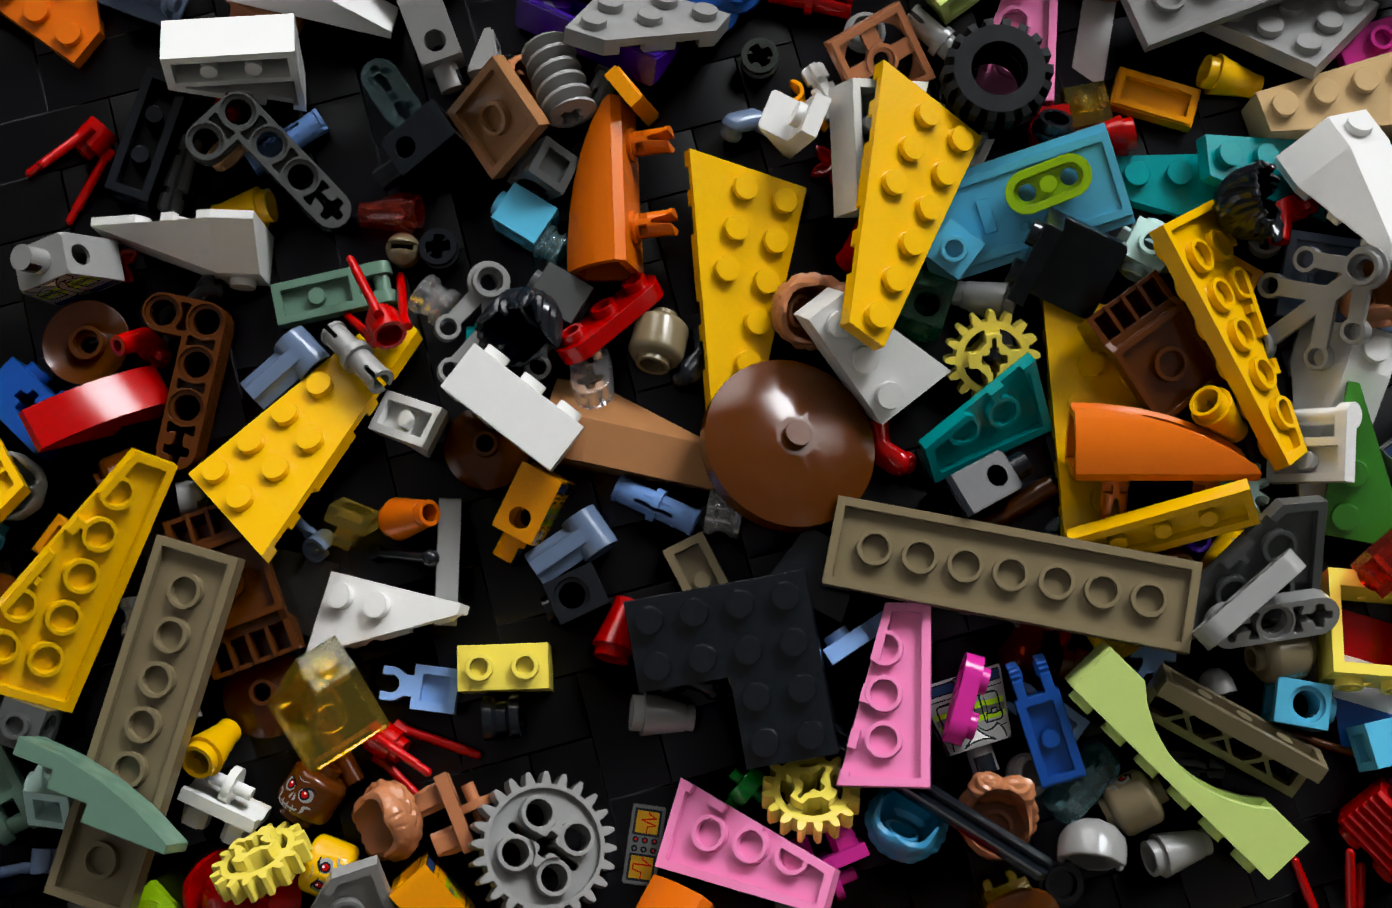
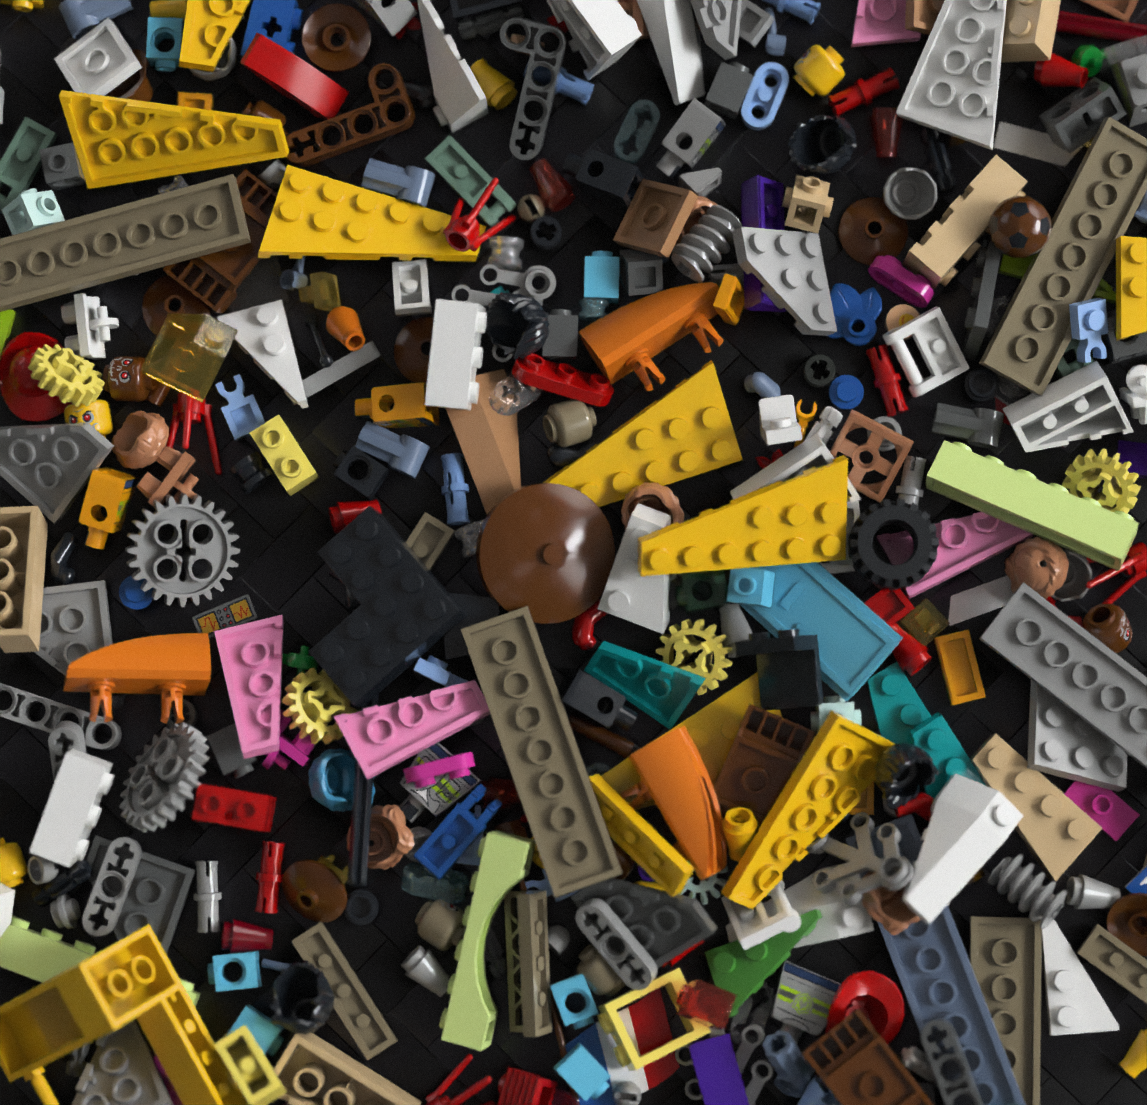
camera: 60 degrees right, 5 degrees up
(109, 799) = (47, 257): sand green slope -> none
(145, 344) = (358, 77): red arm -> none
(211, 748) = (118, 296): yellow cone -> none
(357, 357) = (431, 227): light grey pin -> none
(660, 715) = (315, 576): light grey cone -> none
(798, 44) = (846, 392): none -> blue plate
(1047, 184) = (833, 624): lime plate -> none
(1052, 124) = (885, 605): black plate -> none
(1092, 845) = (397, 911): light grey hair -> none
(1226, 77) = (1005, 711): yellow cone -> none
(1249, 599) = (613, 915): light grey beam -> none

